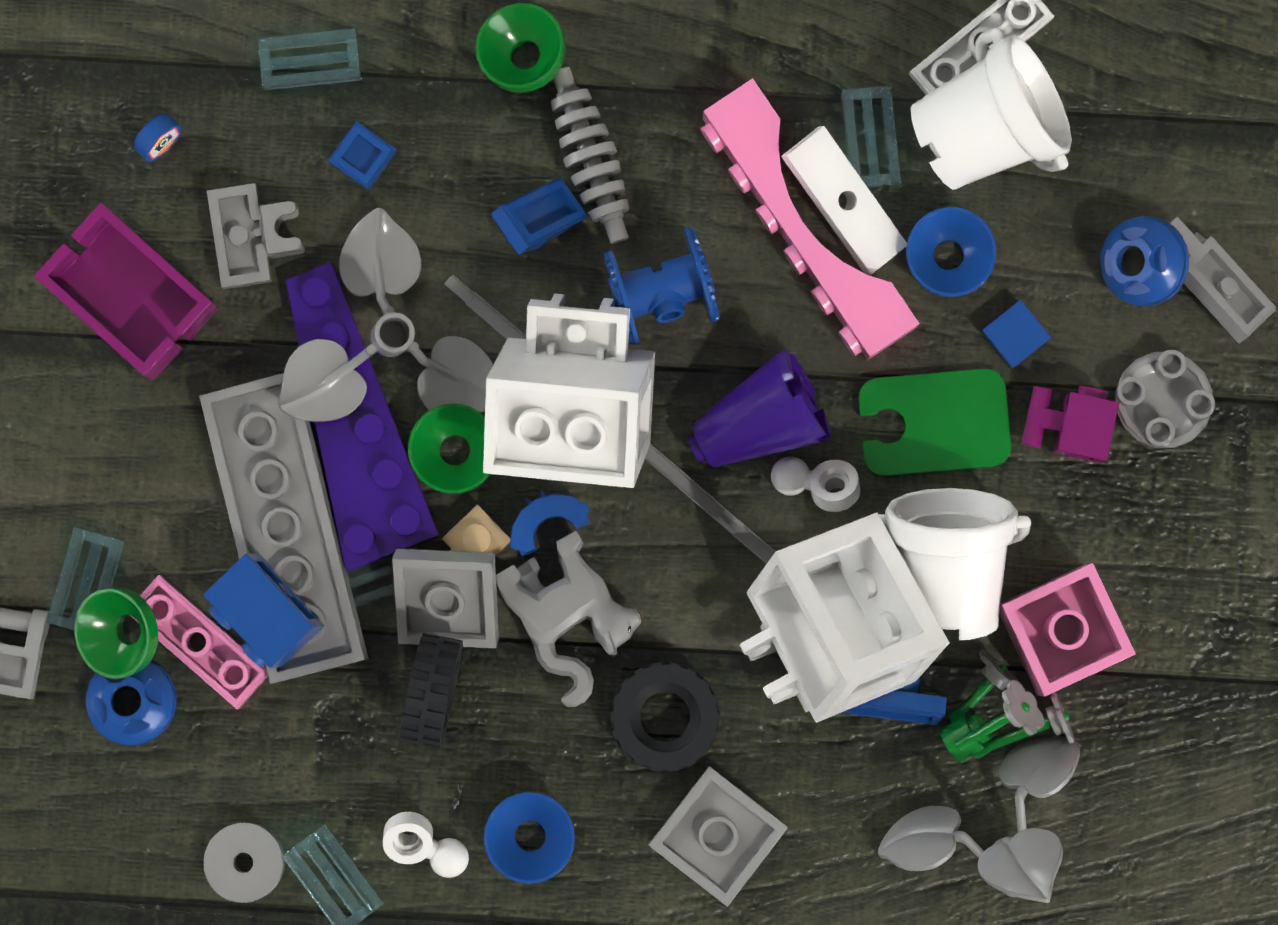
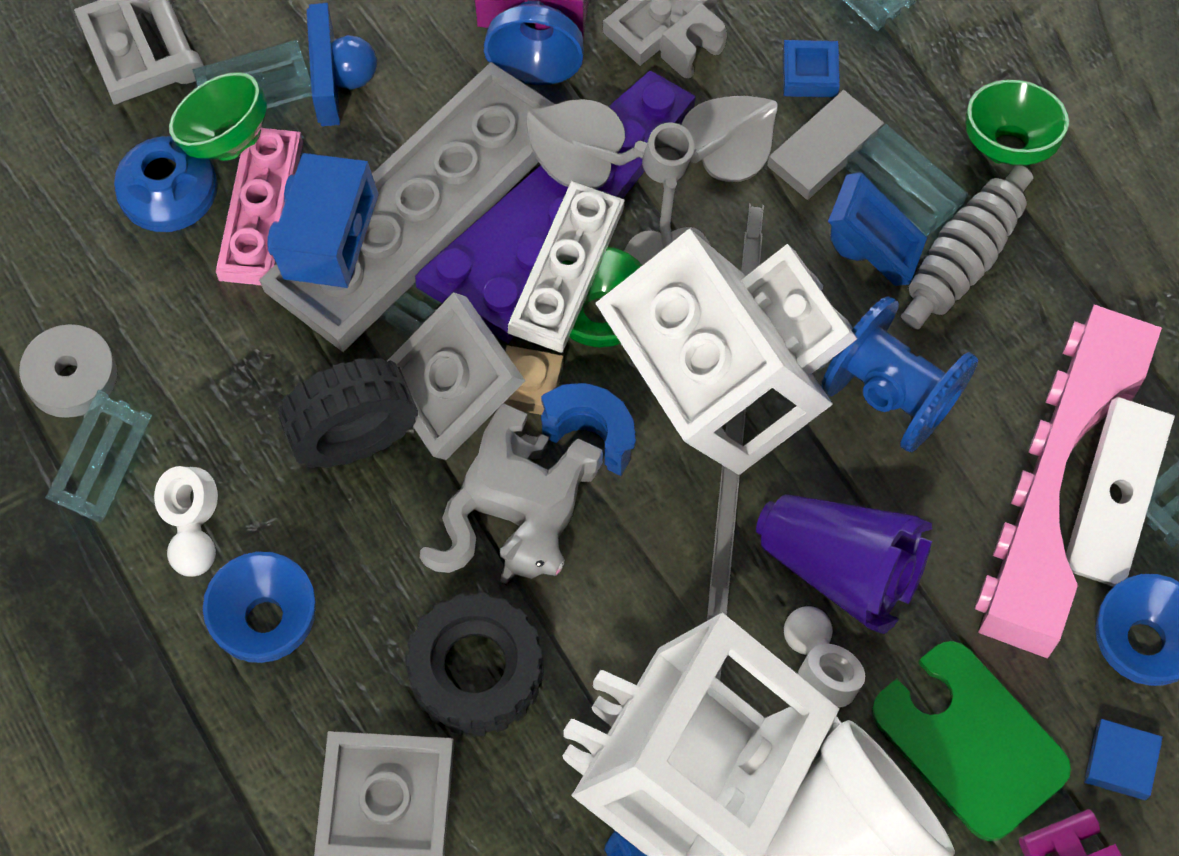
camera: 55 degrees right, 20 degrees down
(121, 506) = (335, 63): none -> blue tile
(209, 353) = (533, 54): none -> blue piece
(434, 193) = (823, 144): none -> light grey tile
(436, 485) = (557, 290): none -> white tile
(500, 137) = (913, 174): none -> clear light blue tile

